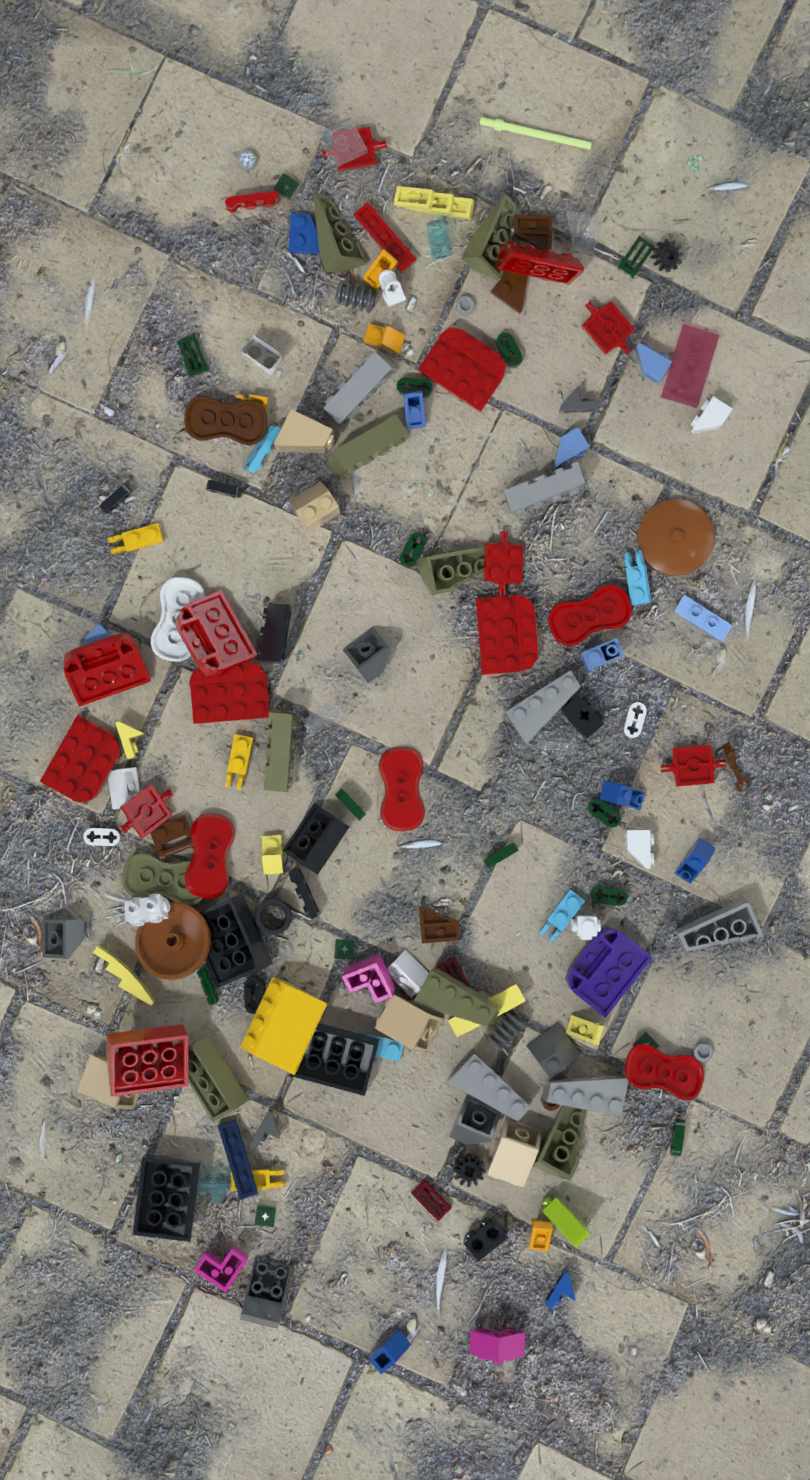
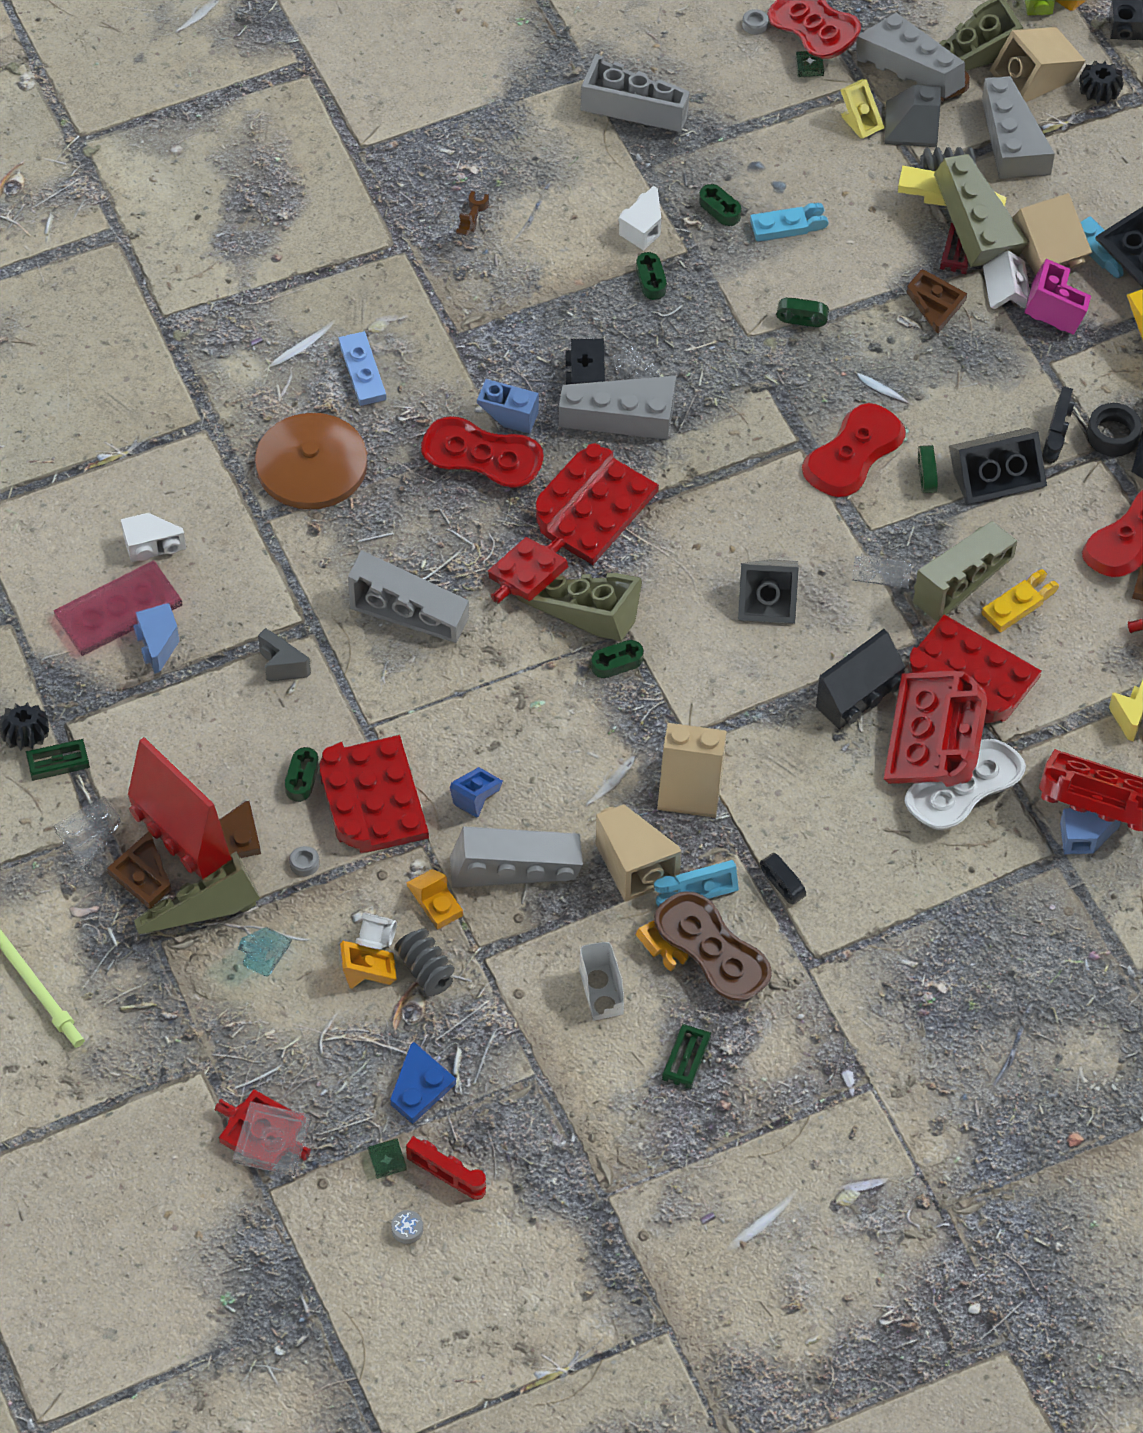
camera: 140 degrees left, 30 degrees down
(116, 499) = (927, 966): black beam -> none
(137, 539) = (940, 909): yellow hinge -> none
(272, 854) = (1060, 489): light yellow slope -> none
(336, 245) = (392, 1031): olive wedge -> none
(344, 949) = (1059, 351): clear green tile -> none
(366, 447) = (567, 787): olive wedge -> none
(384, 236) = (325, 1003): red plate -> none
(414, 382) = (455, 815): dark green beam -> none
(433, 203) = (228, 995): light yellow slope -> none
(475, 1122) = (1059, 111): dark grey slope -> none
(571, 446) = (338, 622): medium blue slope -> none
(585, 926) = (773, 184): white brick -> none
(606, 969) = (787, 145): dark purple plate -> none
(608, 328) = (167, 708): red plate -> none
(622, 795) = (617, 272): blue slope -> none
(630, 718) = (532, 331): white beam -> none
(637, 579) = (396, 447): medium azure hinge -> none
(693, 765) = (513, 248): red plate -> none
(695, 860) = (597, 168): blue slope -> none

